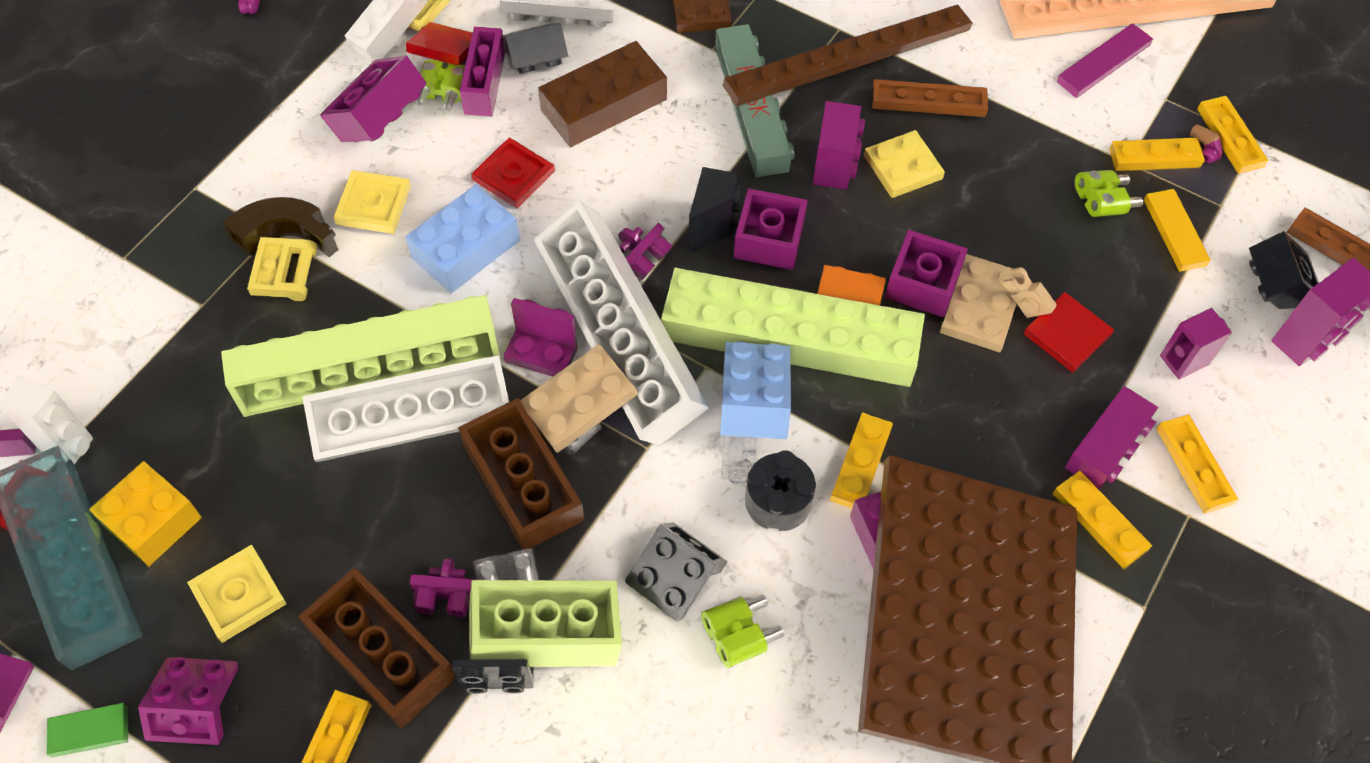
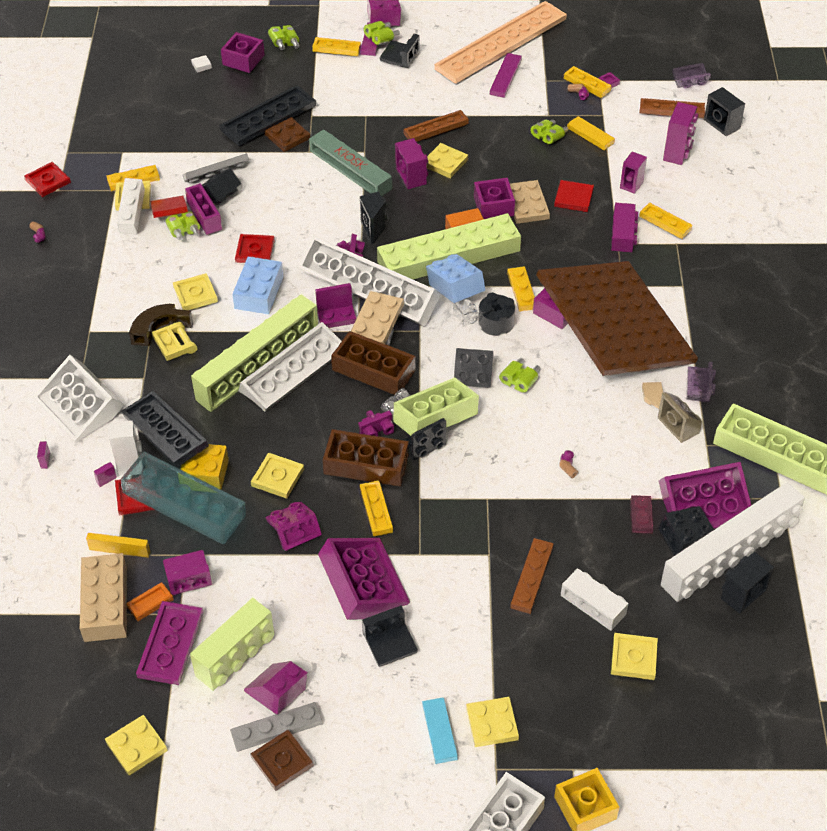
camera: 30 degrees left, 10 degrees down
(83, 294) = (77, 399): none -> white slope
(87, 730) = (253, 561): bright green tile -> none
(131, 421) = (165, 429): none -> black plate
(374, 99) = (158, 244): magenta brick -> none
(603, 93) = (273, 193): reddish brown brick -> none
(770, 229) = (407, 213): magenta brick -> none
(845, 55) = (382, 123): reddish brown plate -> none
(1029, 296) = (547, 187): tan plate -> none
(1102, 520) = (642, 261): yellow plate -> none
(1156, 154) = (559, 105): yellow plate -> none
(1274, 147) = (610, 79): none -> magenta tile
(1283, 270) = (649, 128): black slope -> none

